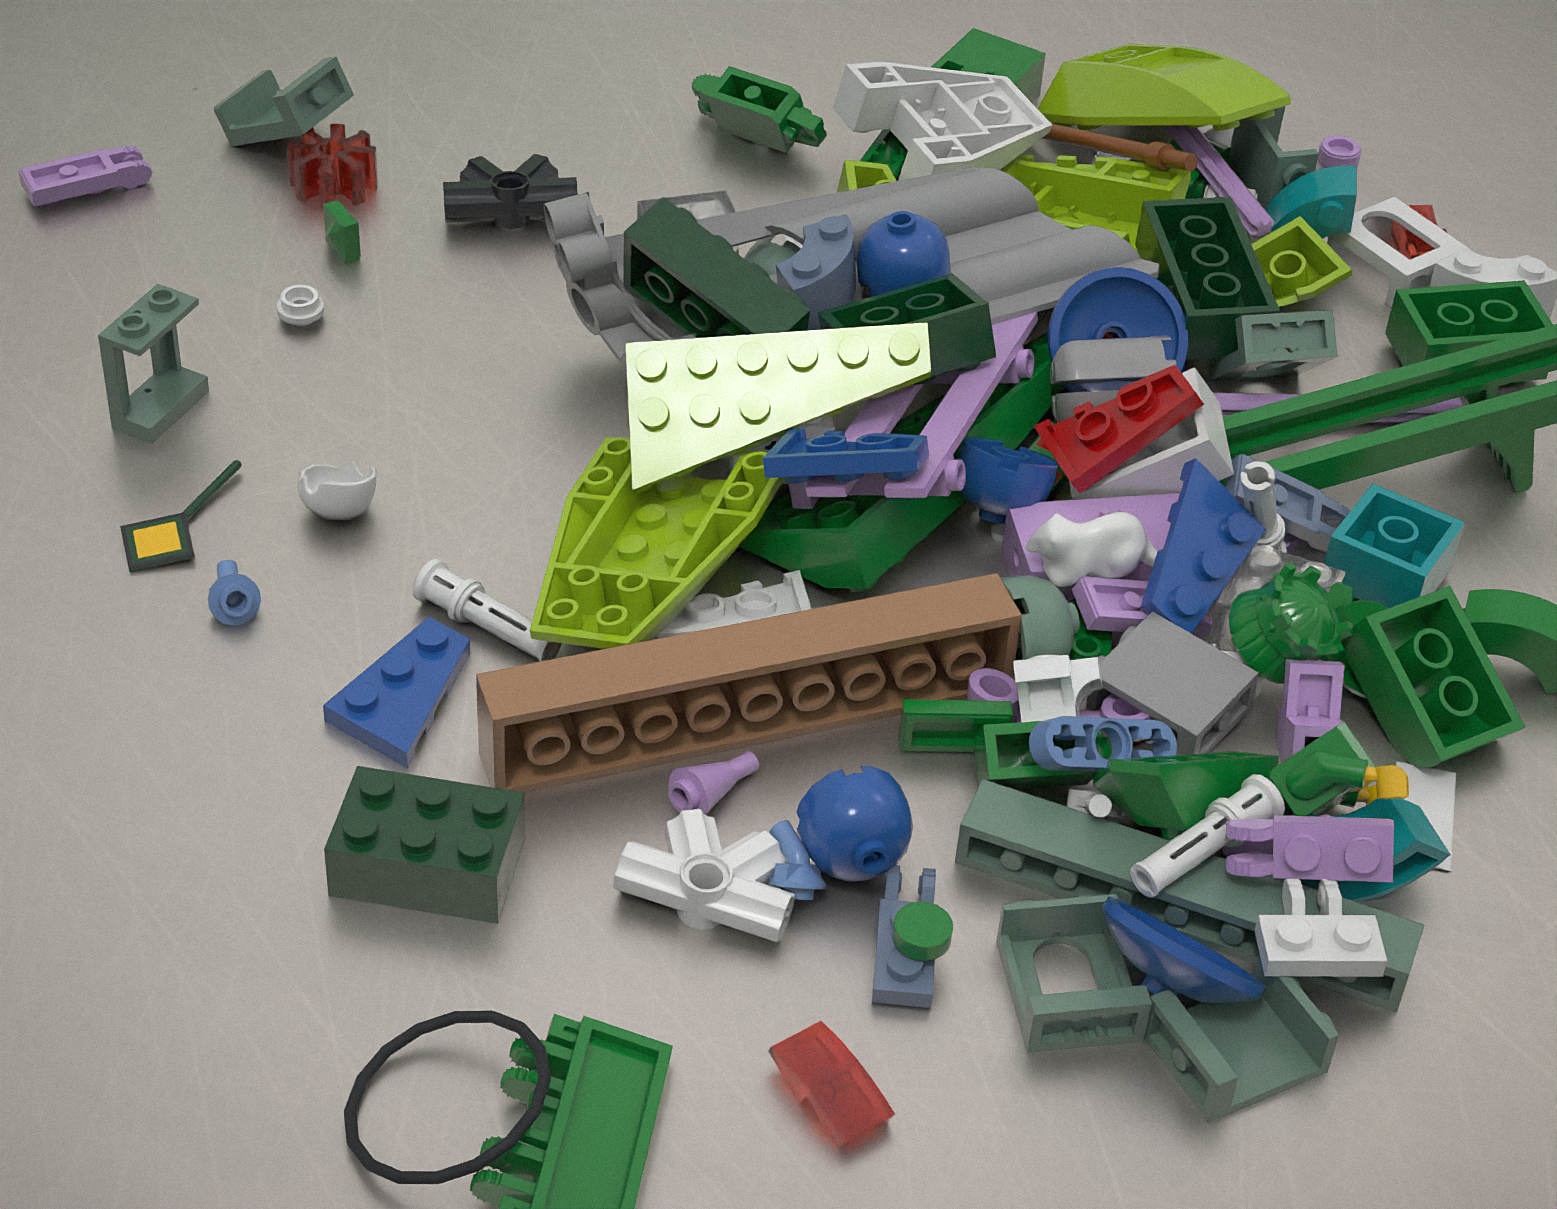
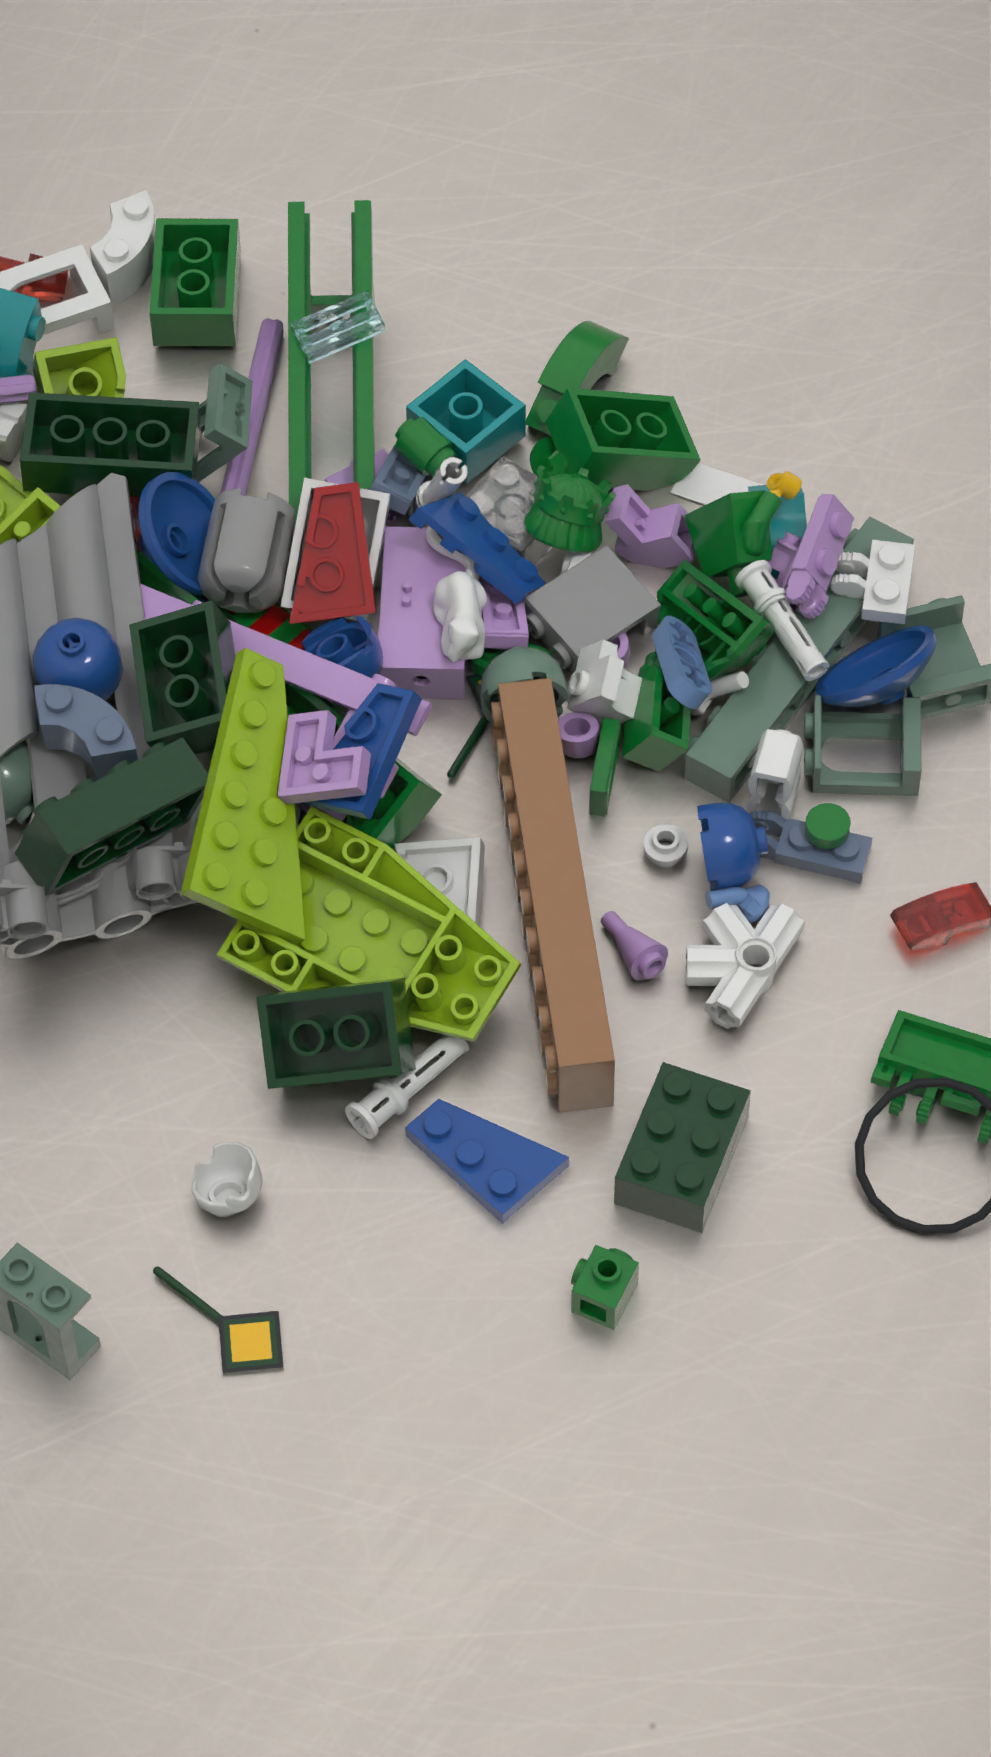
camera: 75 degrees left, 15 degrees up
(230, 797) = (604, 1285): none -> green brick
(233, 596) = (352, 1281): medium blue plate -> none
(511, 520) = (336, 1033): none -> dark green brick
(805, 421) = (313, 769): none -> lavender plate
(977, 864) = (775, 773): none -> white brick
(1323, 506) = (423, 445): none -> green brick
(1427, 397) = (344, 340): none -> clear light blue tile

